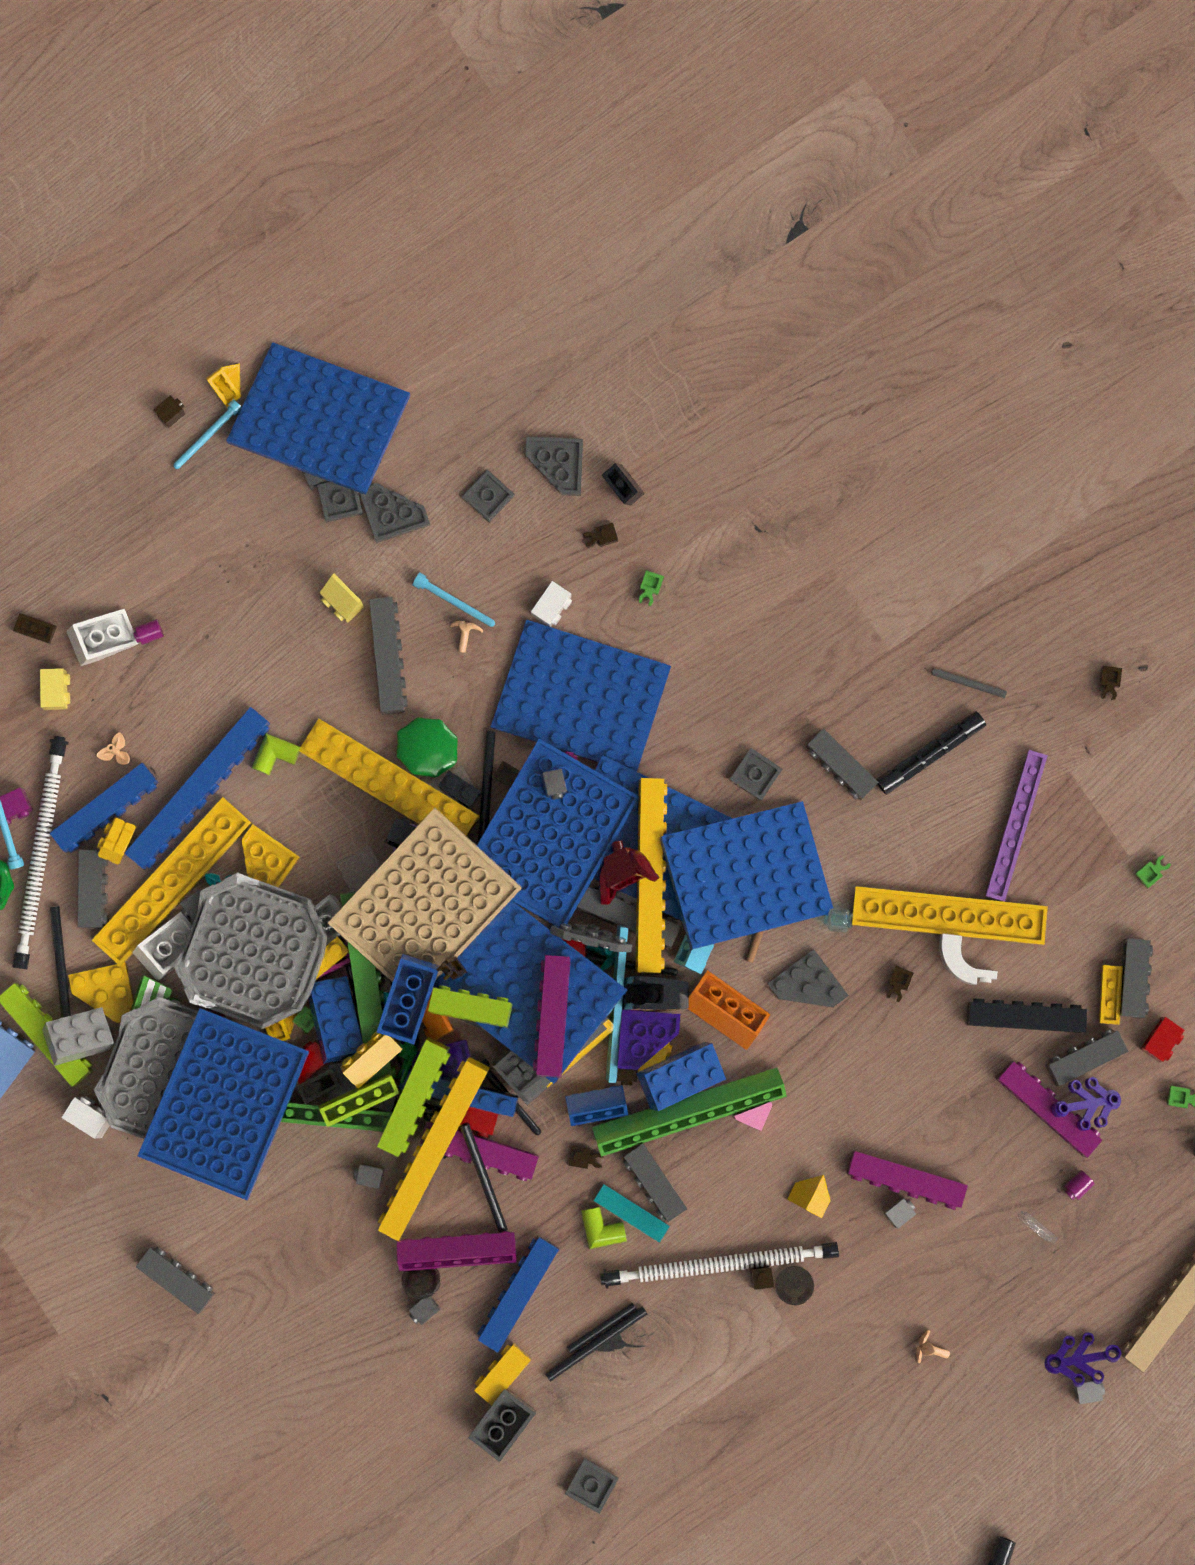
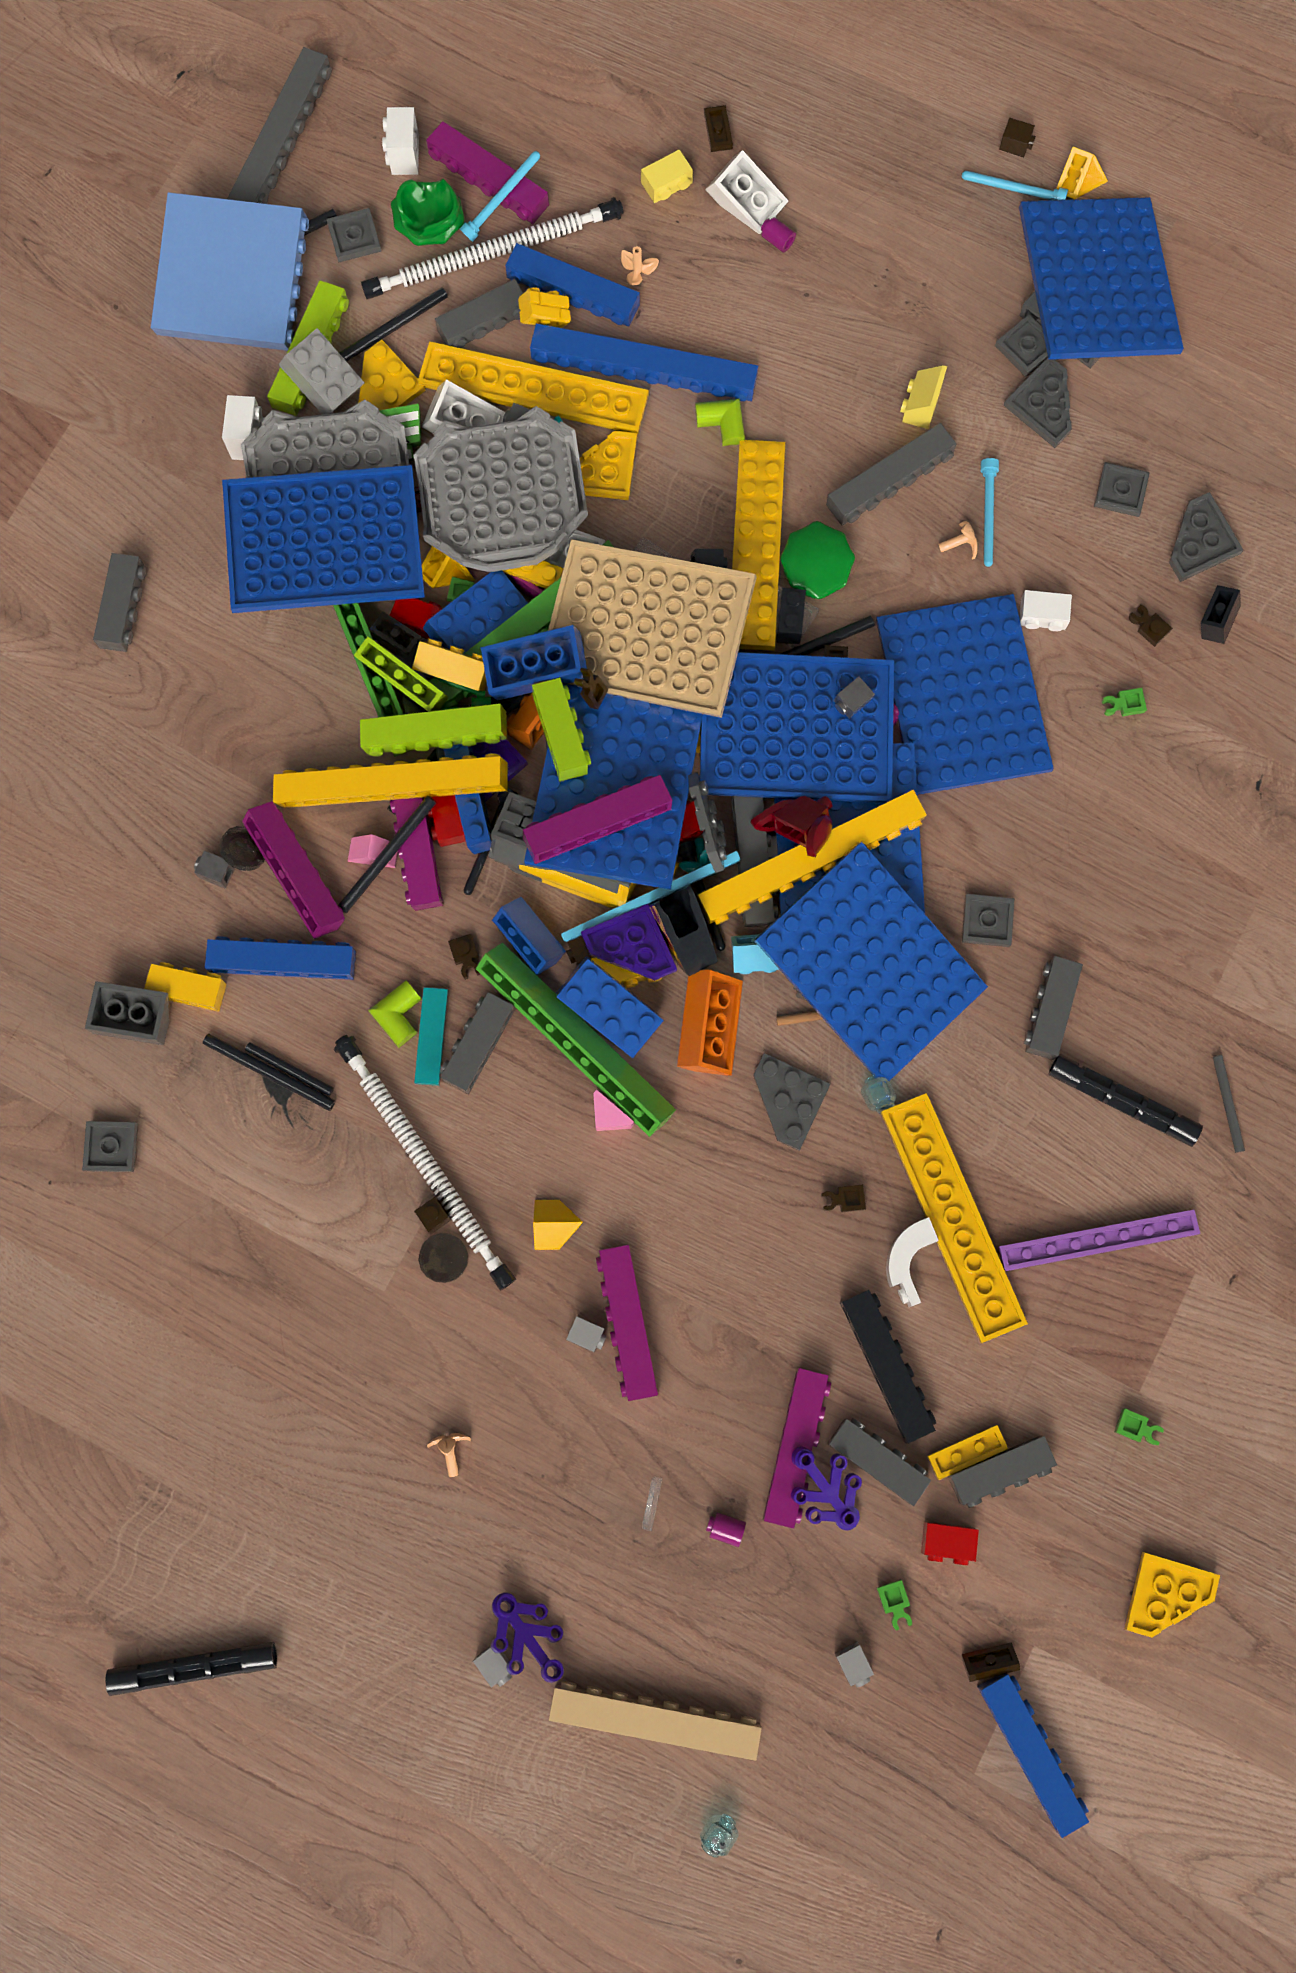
camera: 65 degrees right, 5 degrees down
(369, 1176) = (328, 739): flat silver brick -> none
(469, 1188) = (367, 848): none -> bright pink slope

